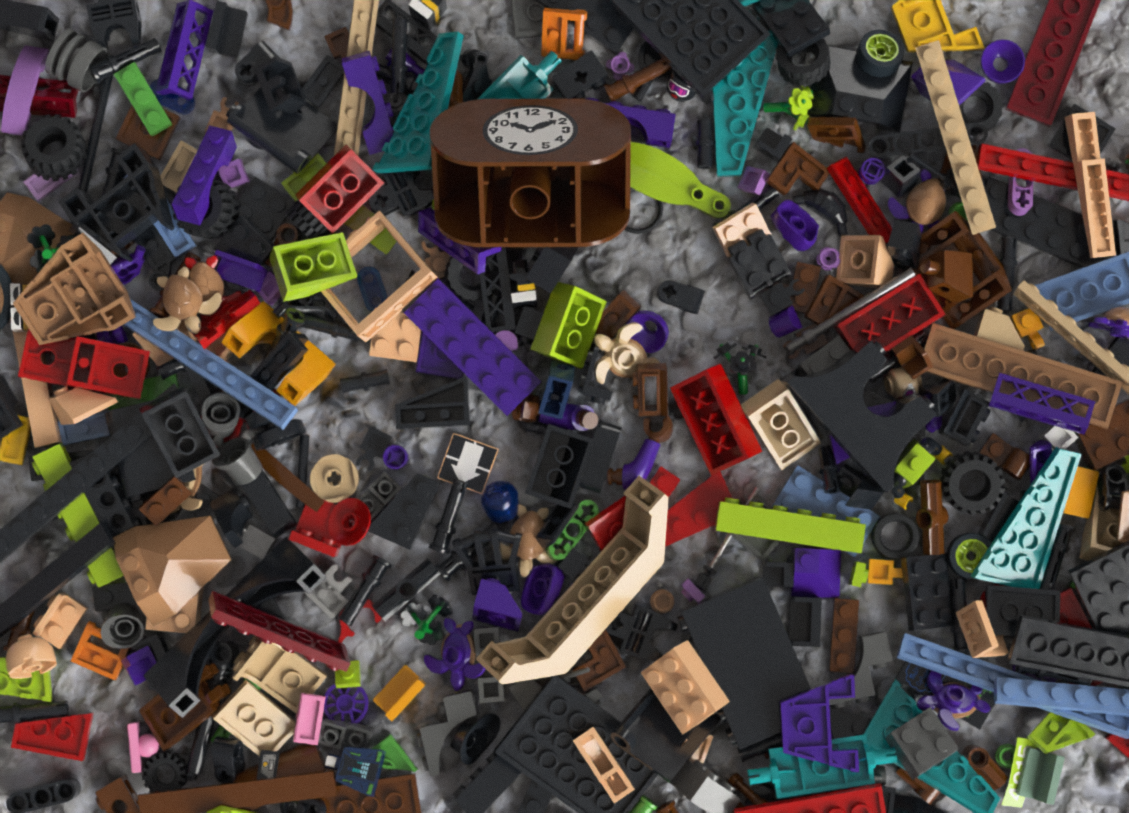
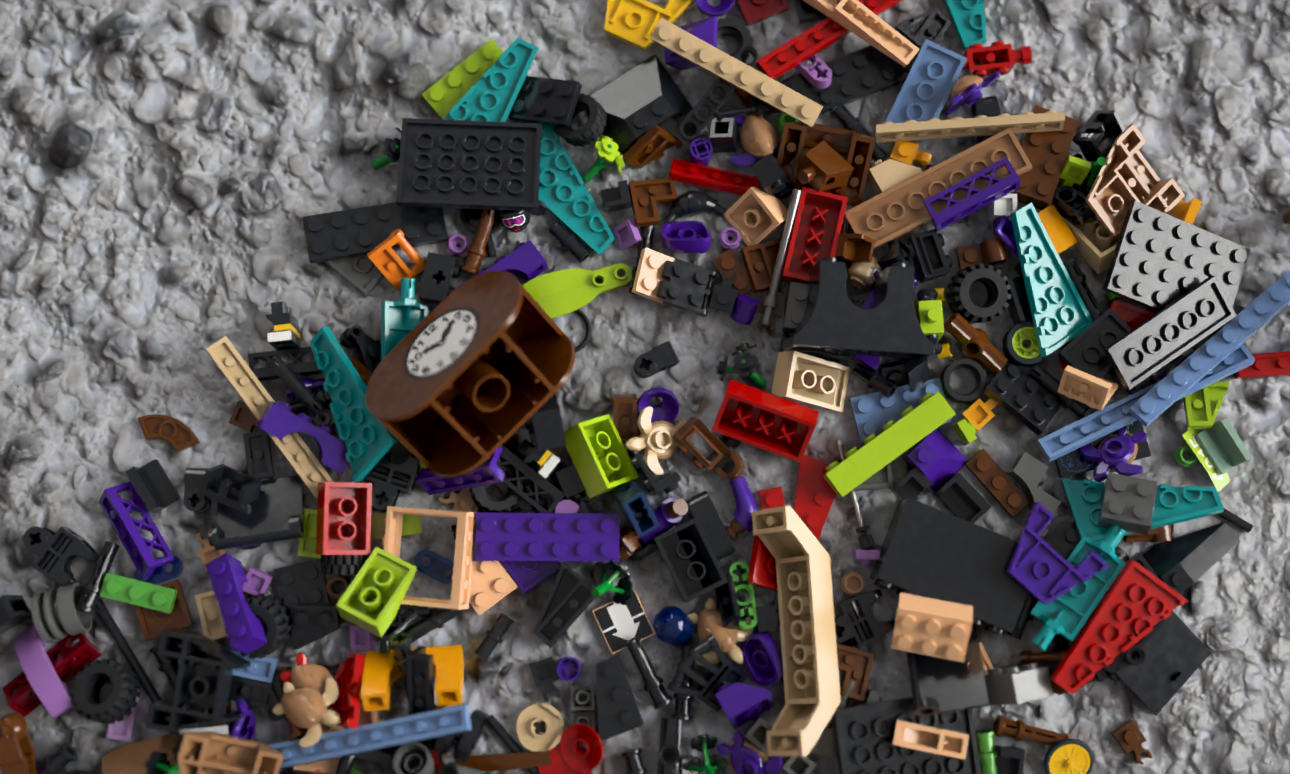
camera: 55 degrees left, 5 degrees down
(241, 271) = (329, 646): dark purple panel -> none
(488, 416) = (605, 575): none -> black plant
(877, 43) = (627, 67): black wheel -> none
(985, 767) = (1180, 476): reddish brown piece -> none

